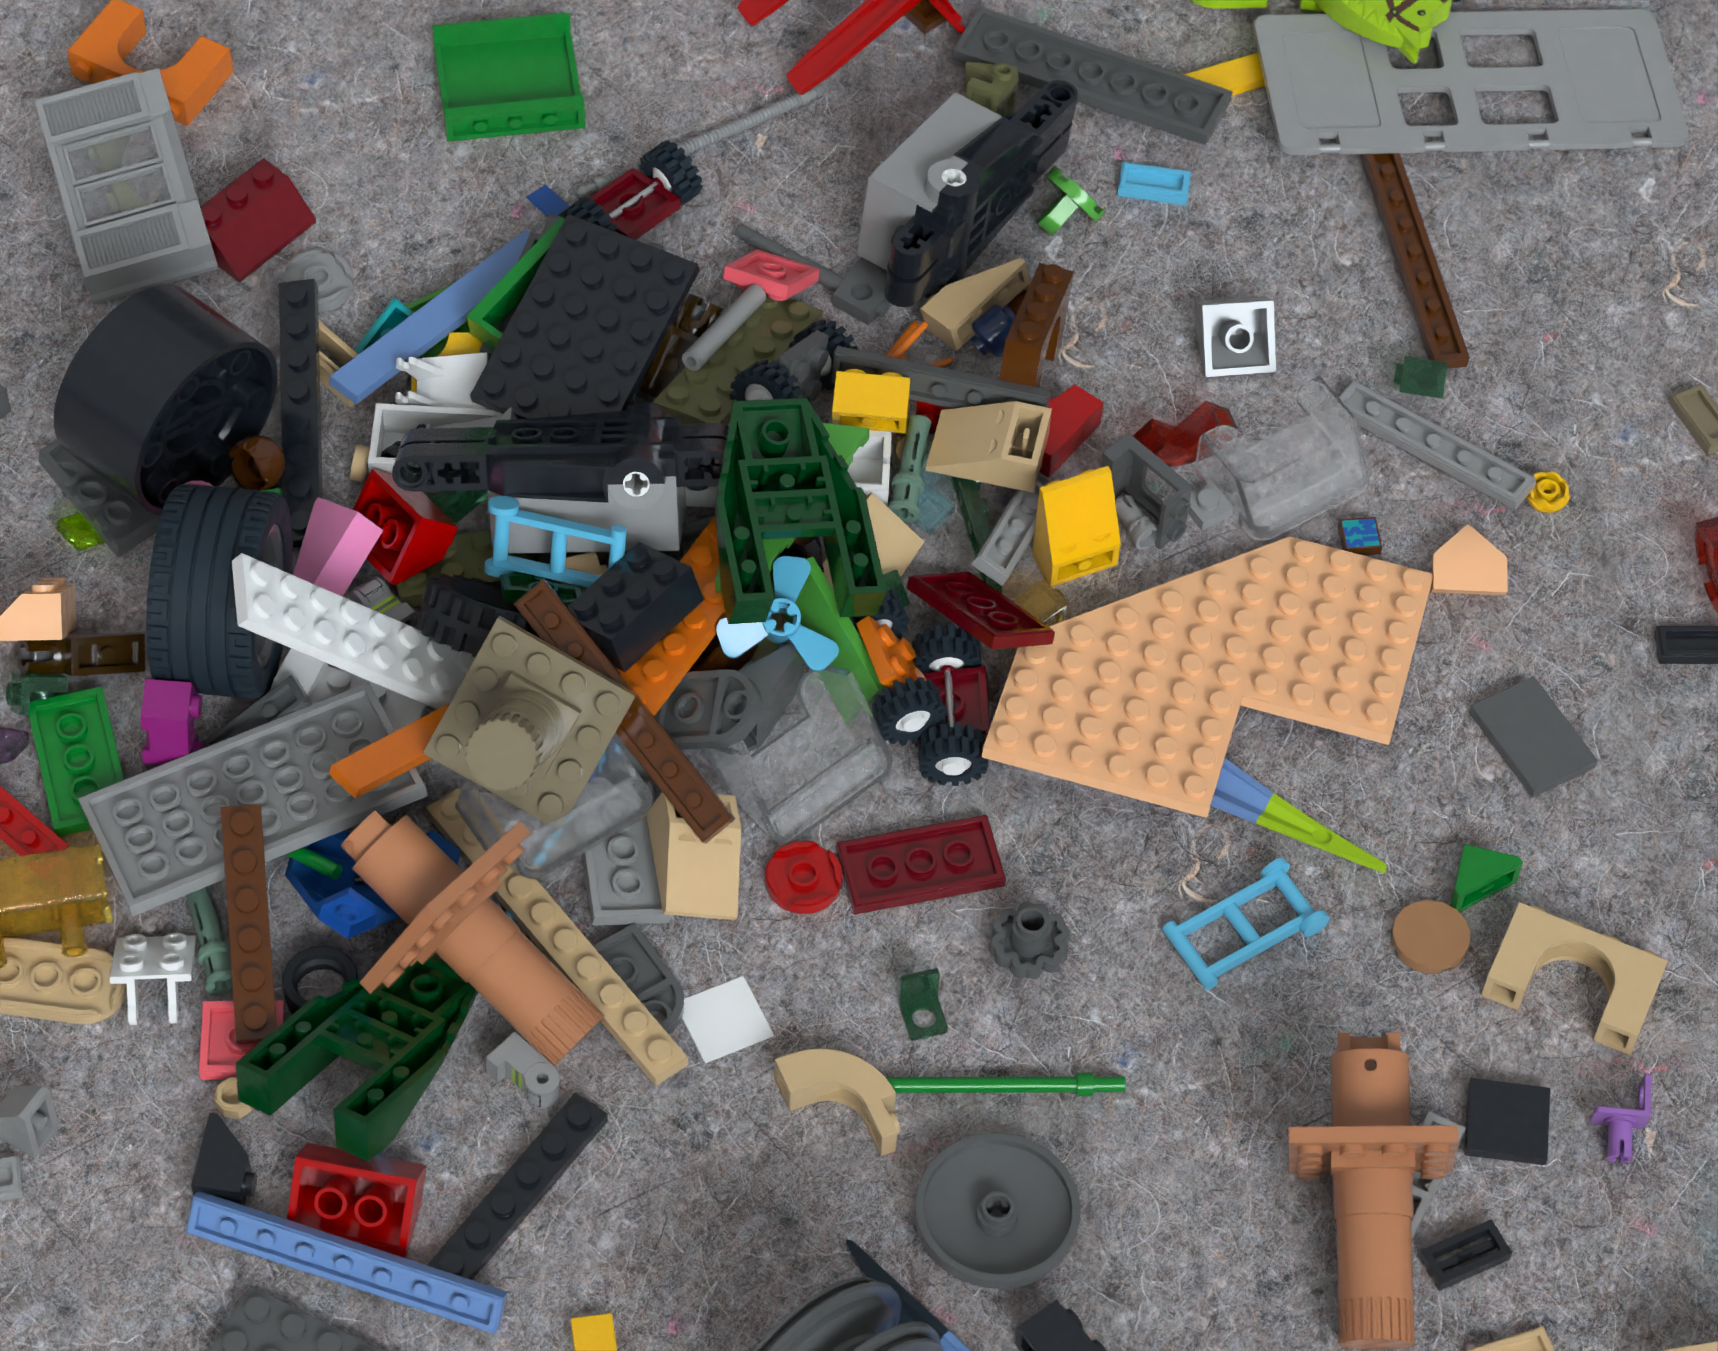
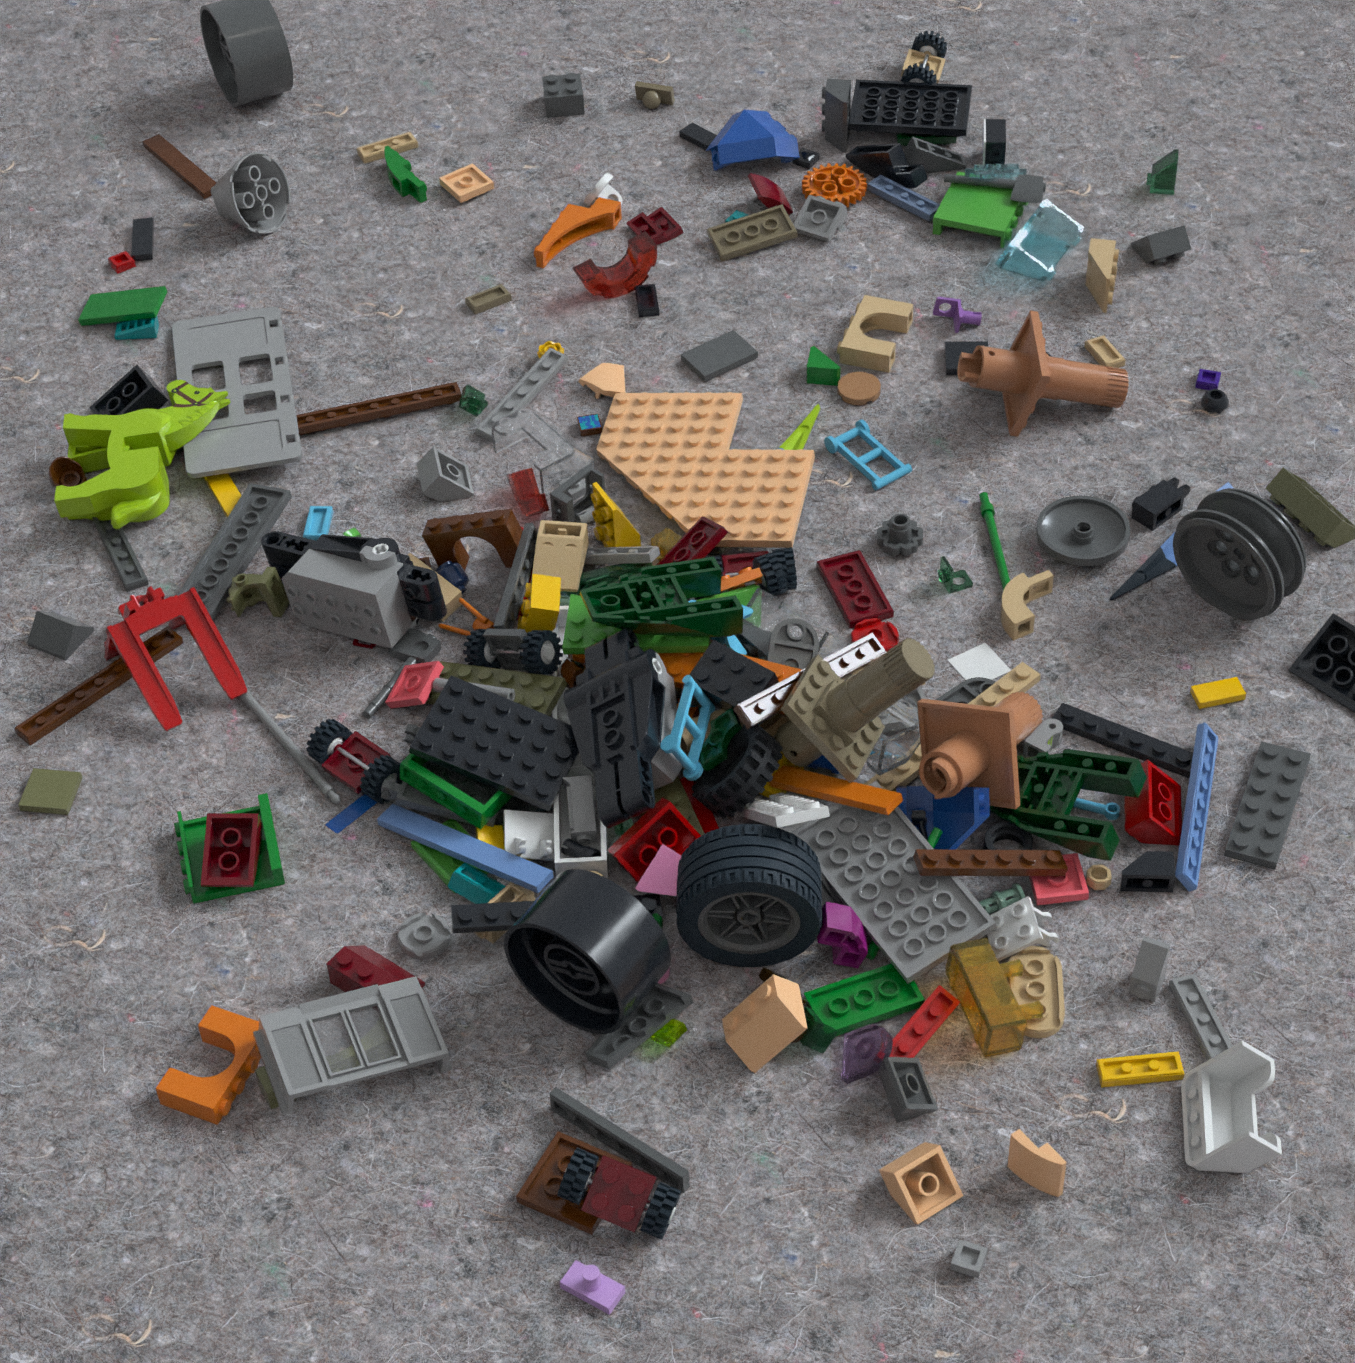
camera: 90 degrees left, 10 degrees down
(488, 67) = (231, 849): none -> dark red slope

